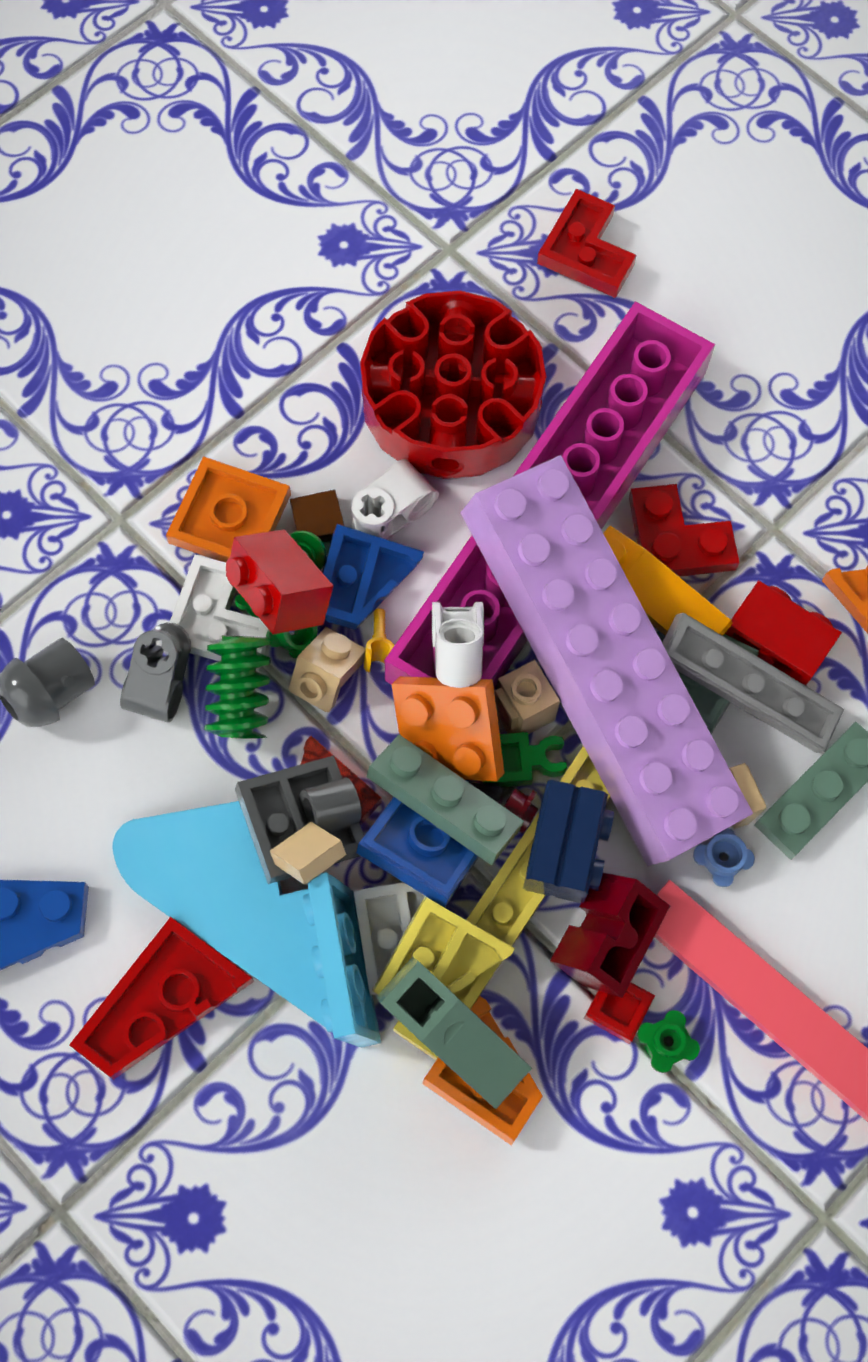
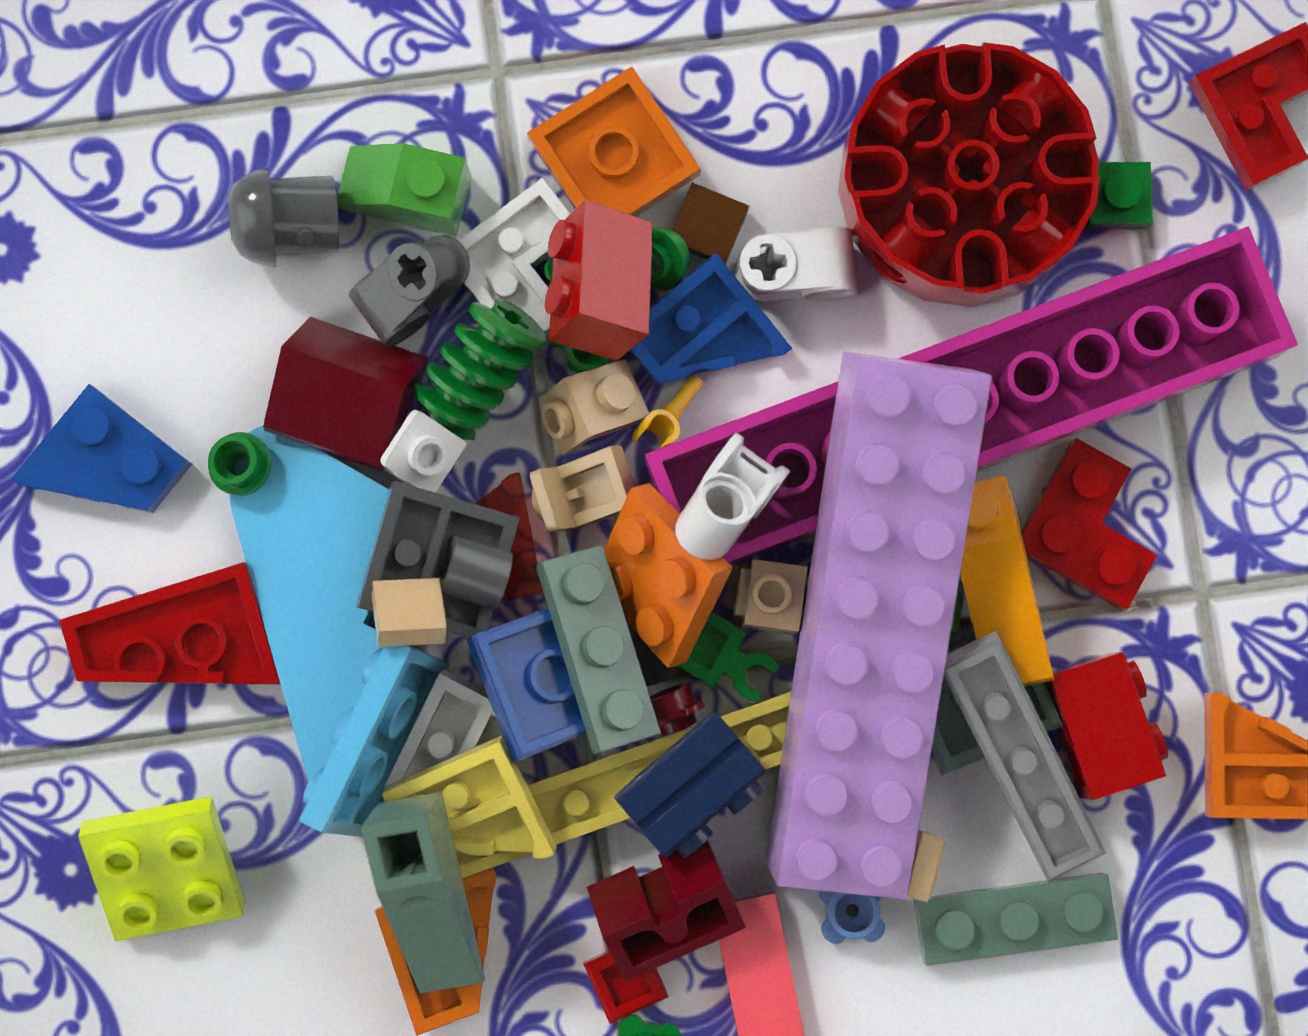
camera: 35 degrees right, 15 degrees up
(109, 615) = (406, 186): none -> bright green slope
(110, 852) = (227, 452): none -> green plate
(160, 769) = (342, 392): none -> dark red slope
(238, 759) = (422, 452): none -> white bracket
(259, 1159) = (162, 868): none -> neon yellow plate
(360, 719) = (582, 490): none -> tan bracket
(555, 343) = (1123, 197): none -> green plate

